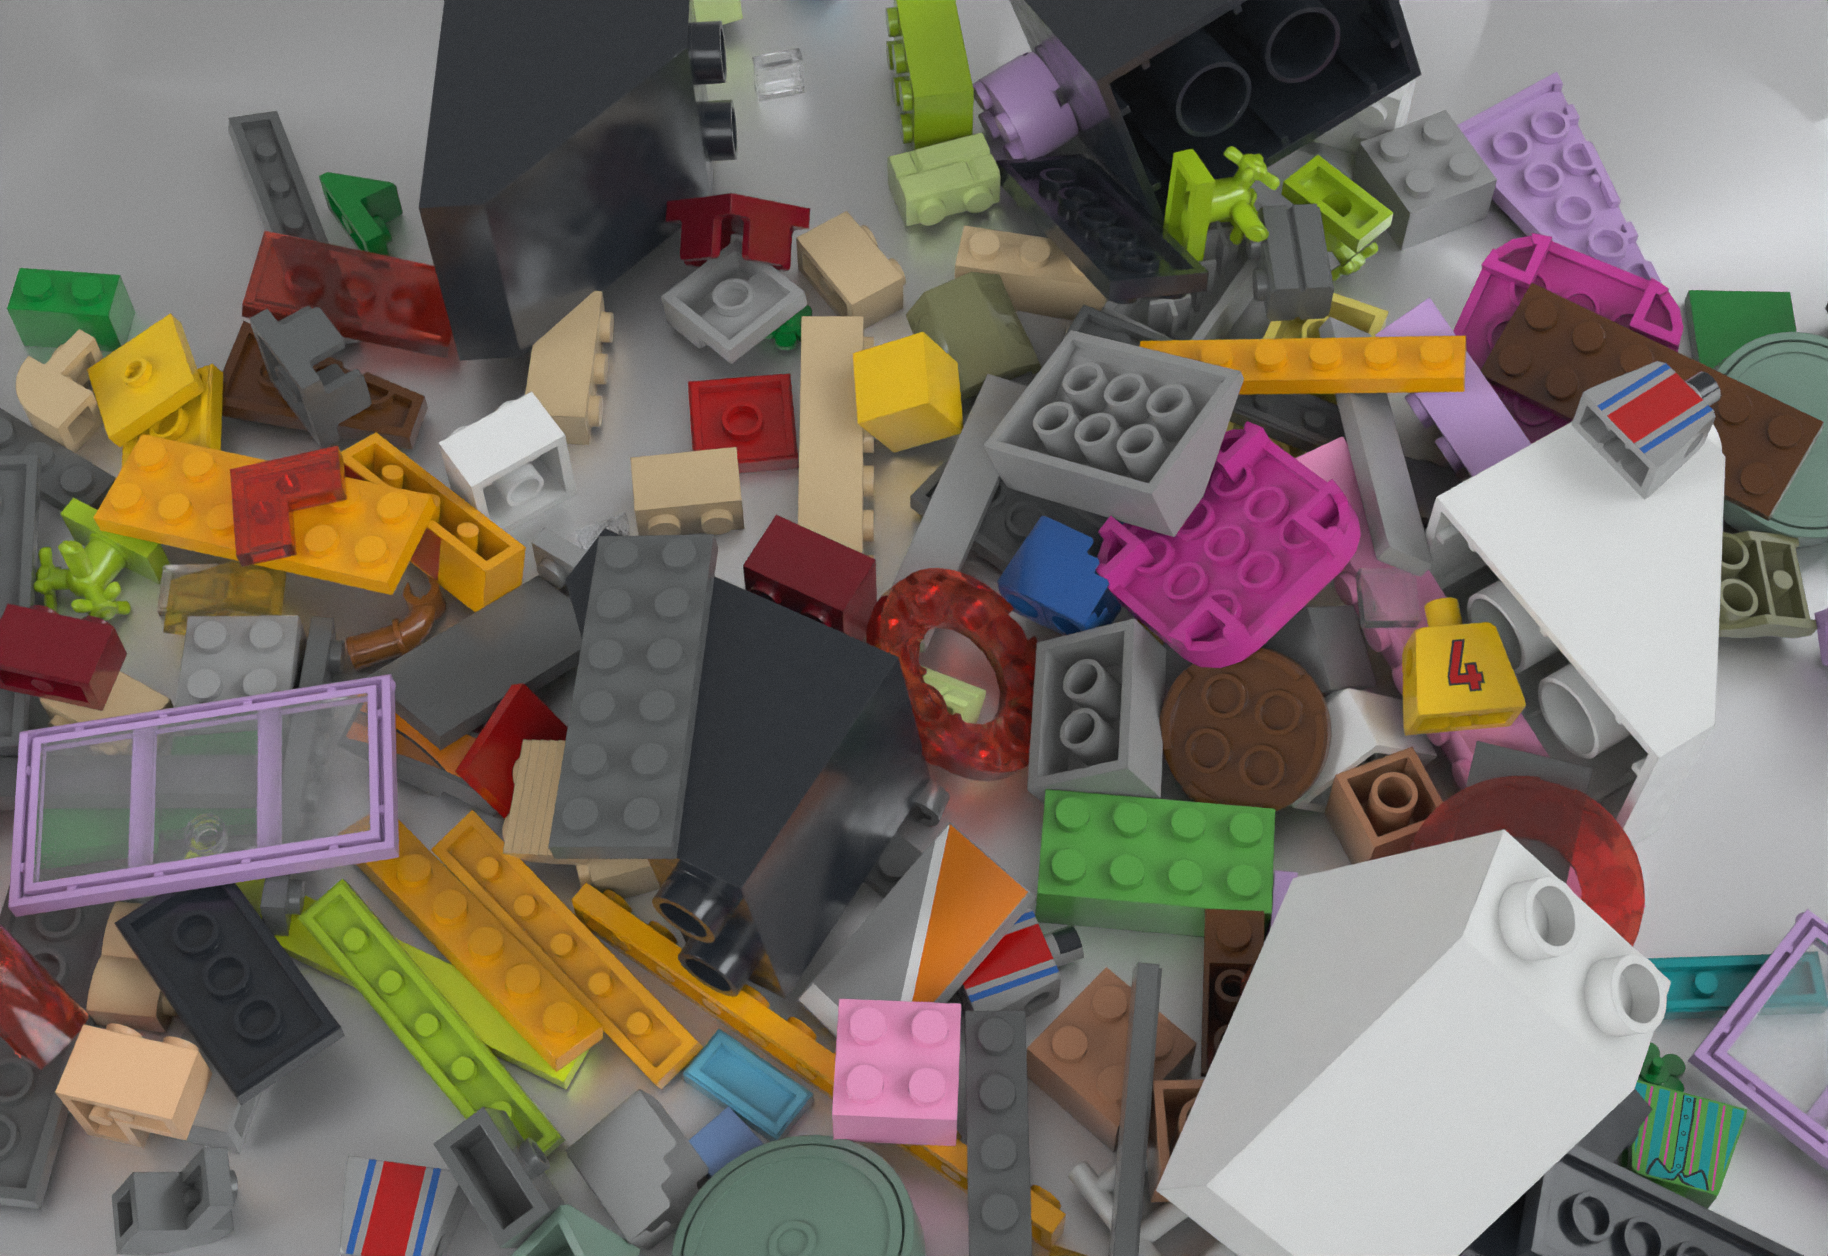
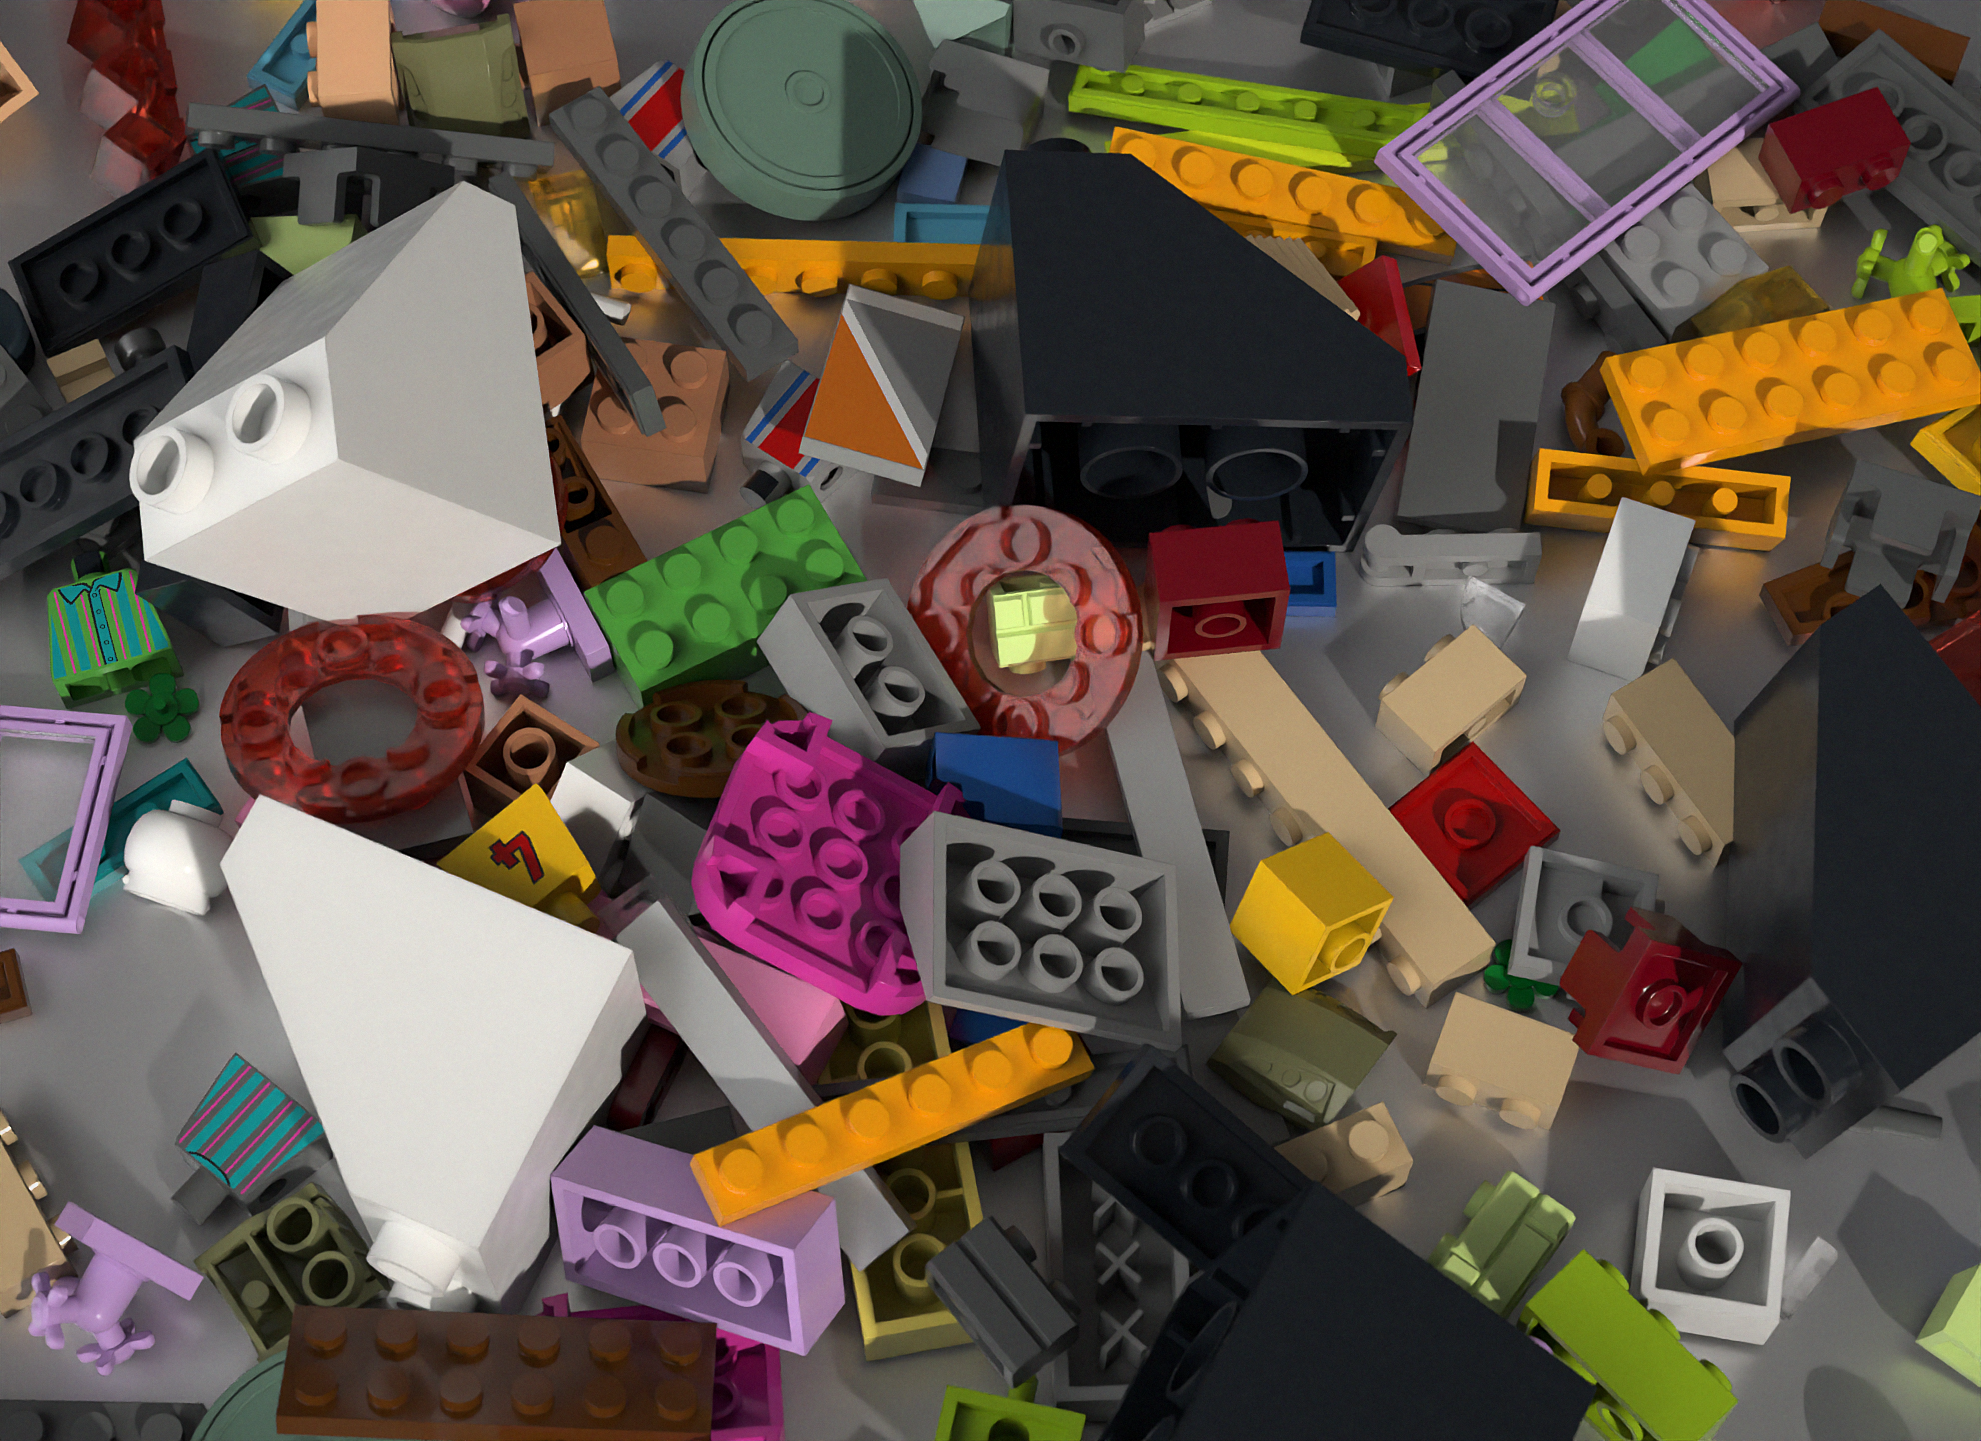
camera: 145 degrees right, 5 degrees up
(271, 491) = (1787, 360): clear red tile -> none
(635, 699) = (1241, 270): dark grey plate -> none
(826, 101) = (1711, 1254): none -> white brick
(897, 1072) = (816, 248): bright pink brick -> none
(1199, 199) = (1122, 1317): lime piece -> none
(1648, 422) = (444, 1148): light grey torso -> none
(1703, 910) = (177, 857): none -> white piece
(1753, 693) = (247, 1144): none -> dark grey torso

